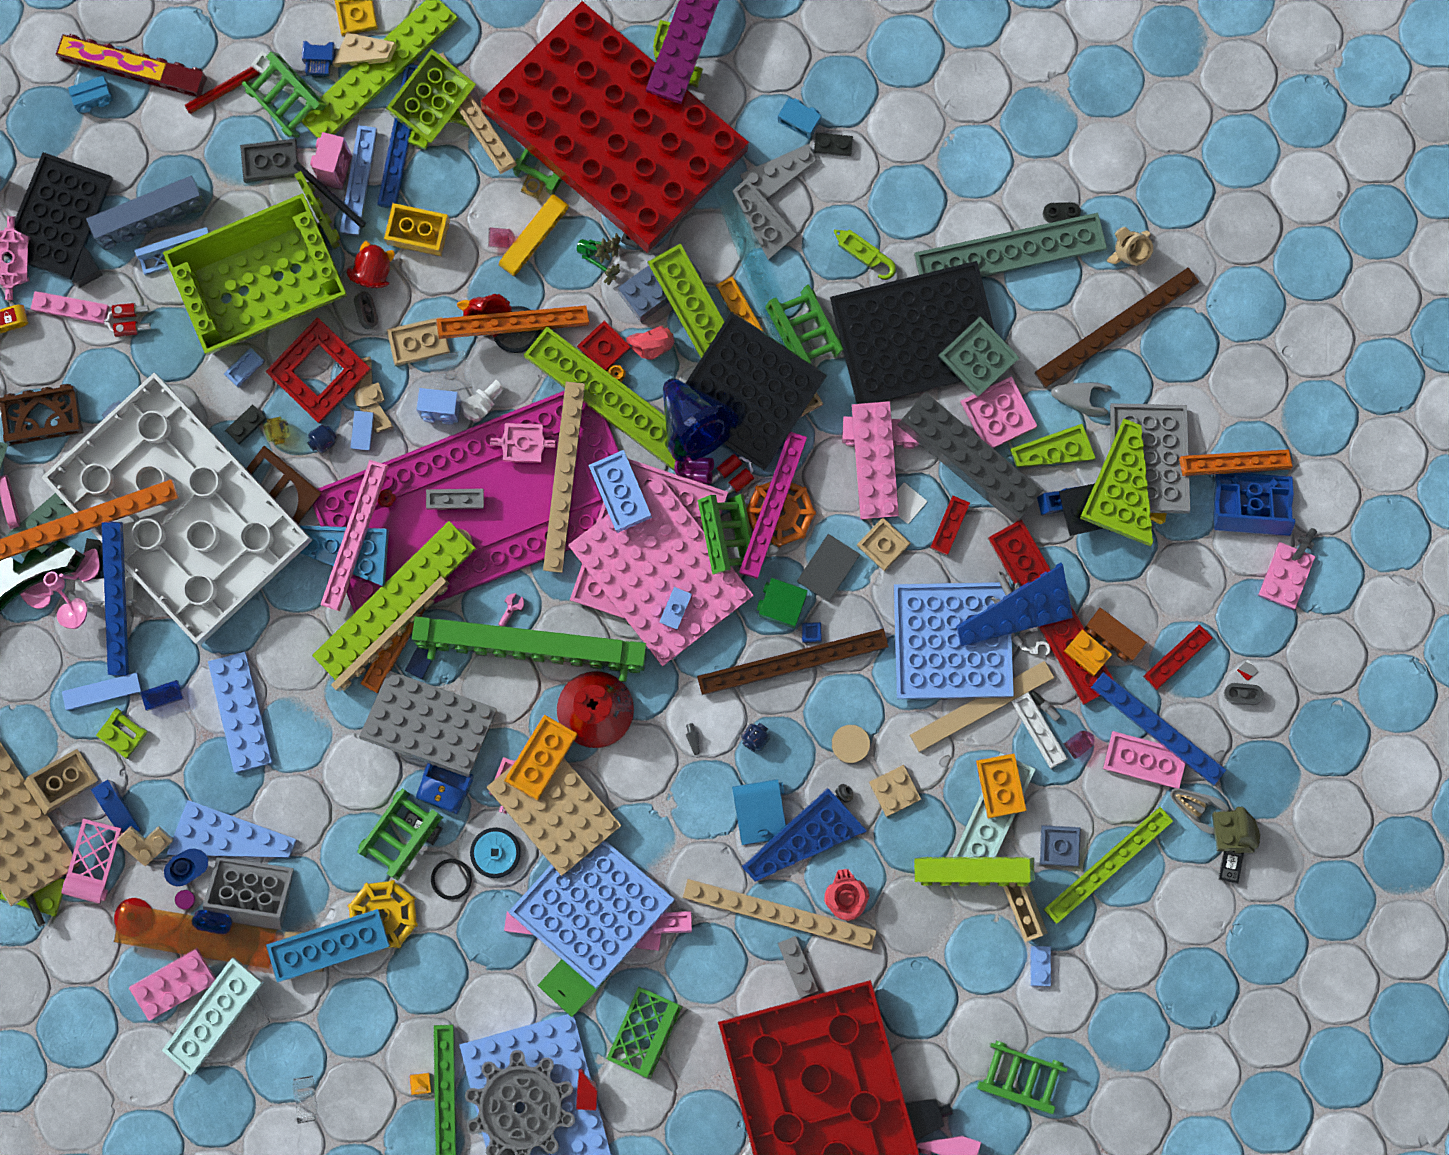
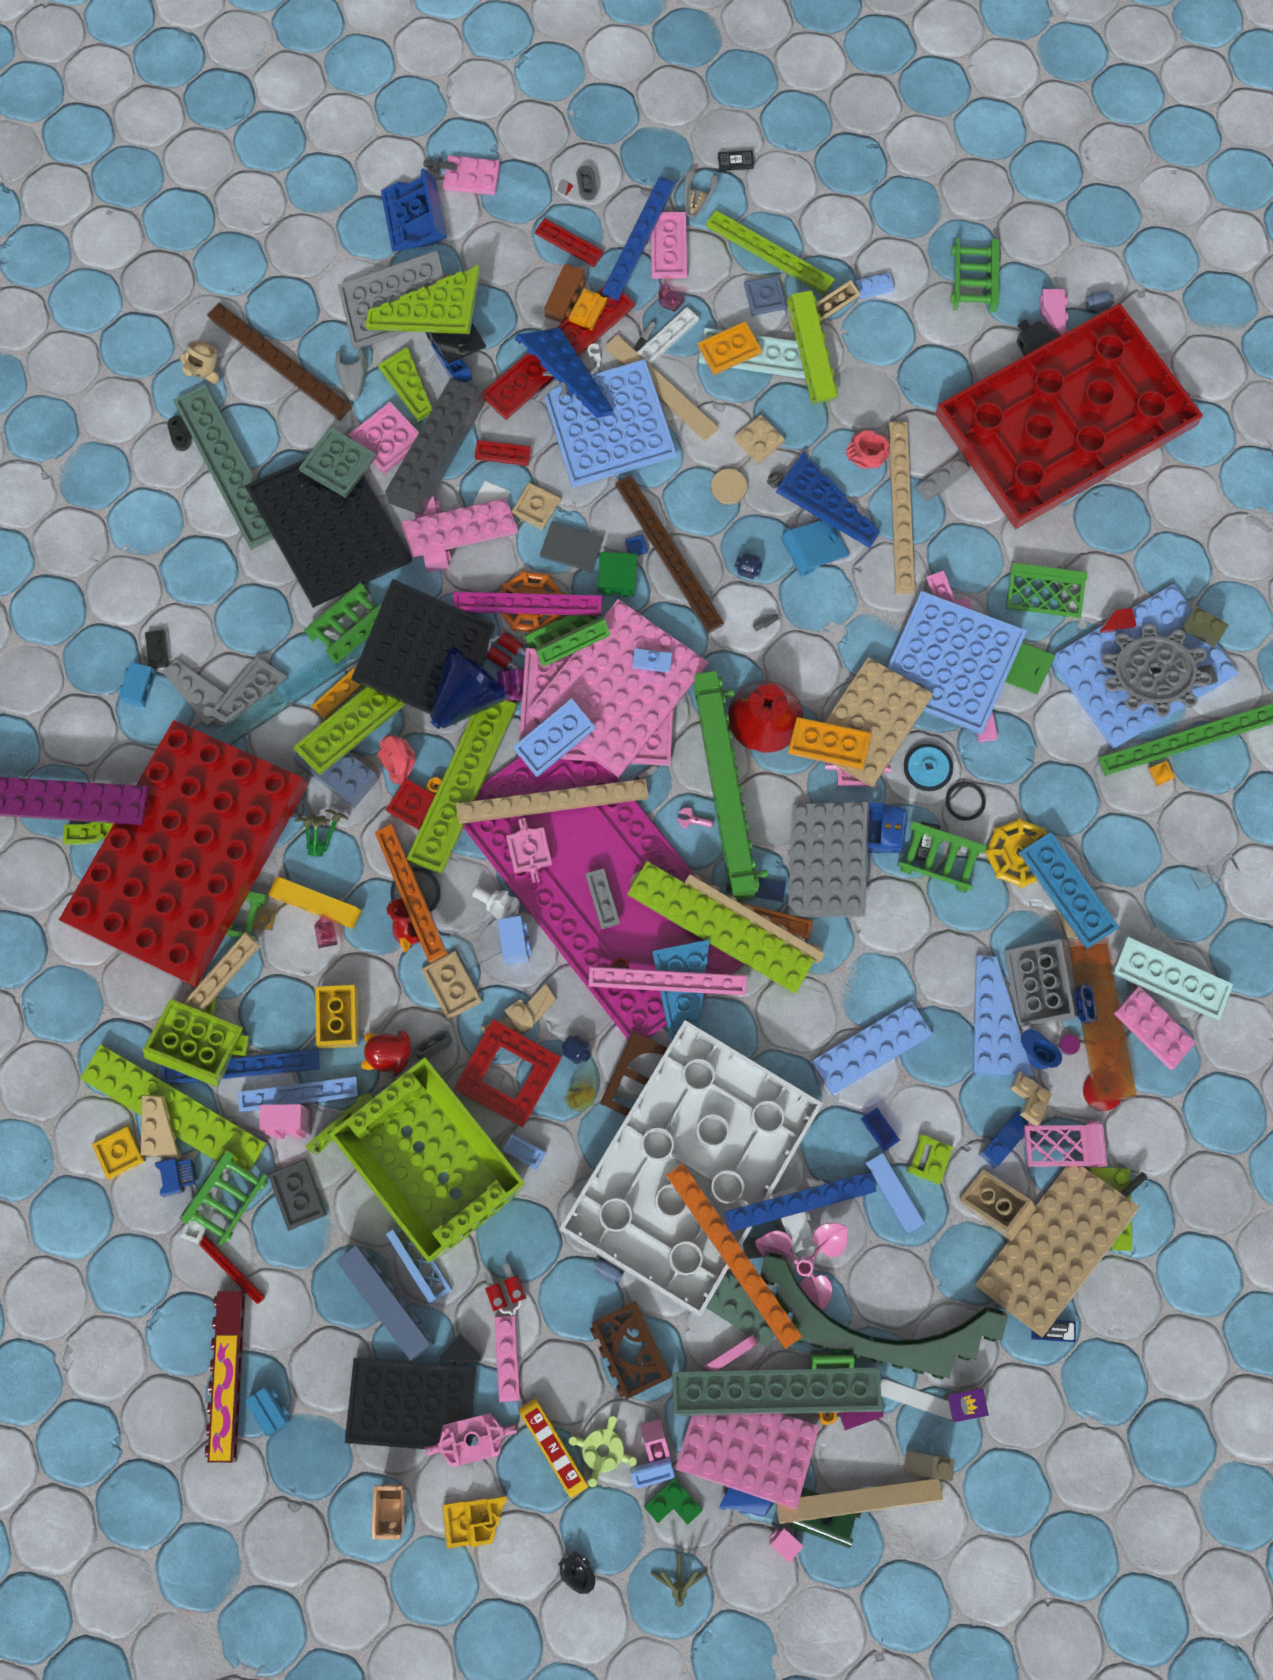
camera: 110 degrees left, 5 degrees down
(245, 424) = (582, 1132): pearl dark grey plate -> none
(331, 196) = (321, 1115): black piece -> none
(362, 430) = (557, 1012): light blue tile -> none
(569, 574) = (648, 772): none -> light grey piece
(864, 251) = (258, 593): lime plate -> none
(1235, 462) = (381, 231): orange tile -> none
(1236, 831) = (709, 158): olive piece -> none

